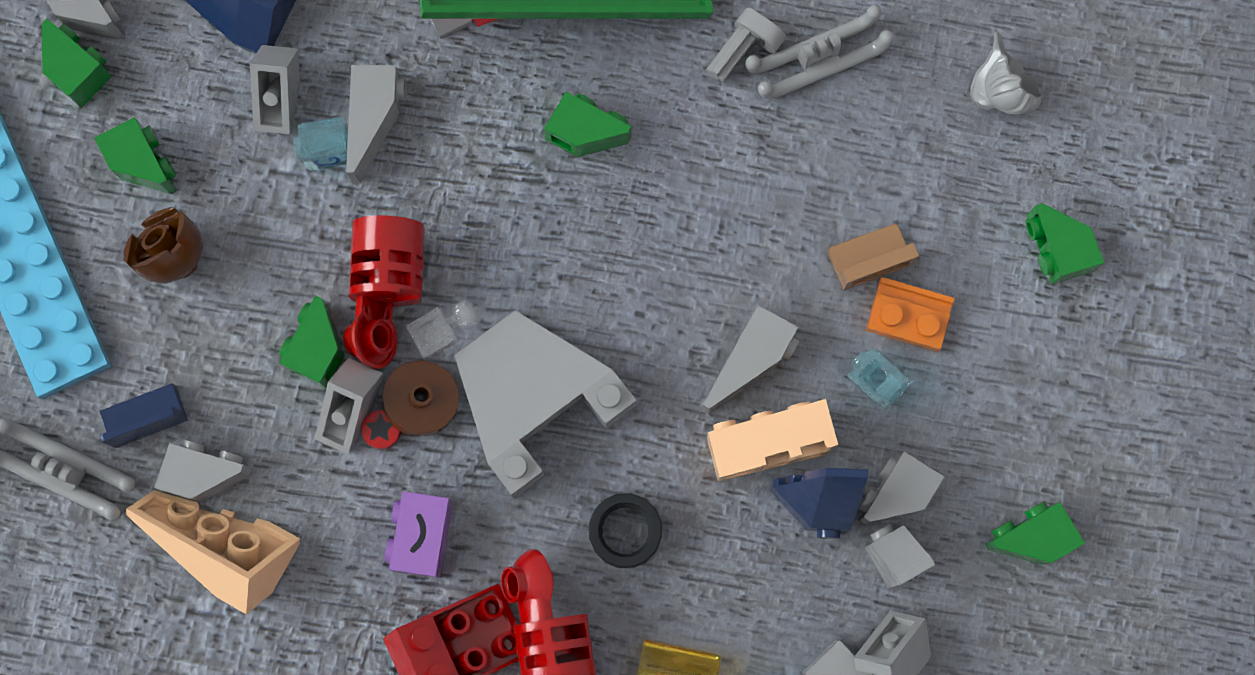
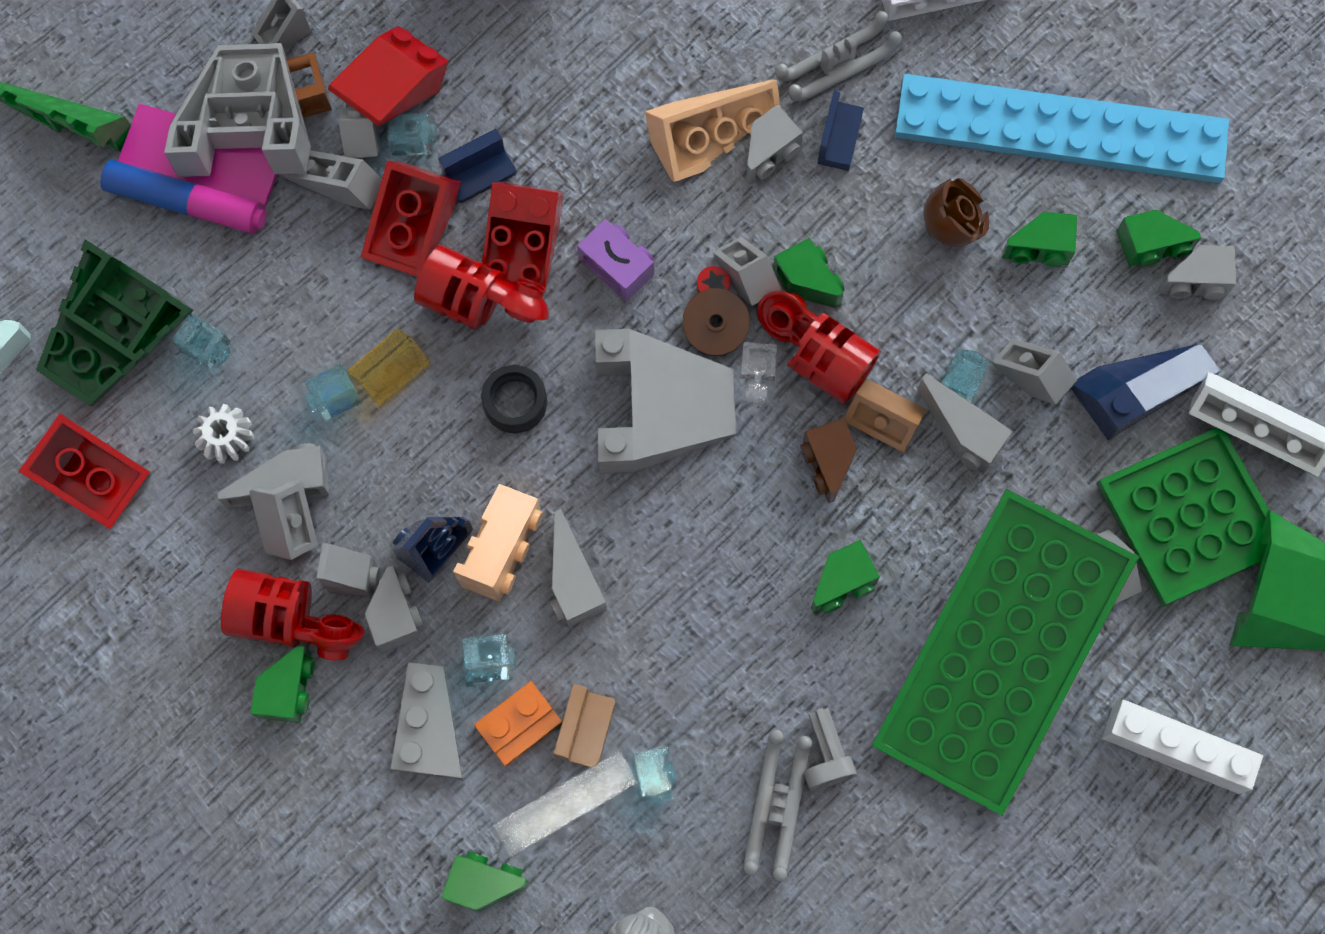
camera: 125 degrees right, 5 degrees down
(407, 186) = (884, 415): none -> medium nougat panel
(480, 207) = (831, 454): none -> reddish brown slope
(867, 168) = (655, 775): none -> clear light blue brick
(947, 224) = (565, 804): none -> clear plate
(971, 391) = (425, 725): none -> light grey wing
(983, 592) = (279, 612): none -> red cylinder

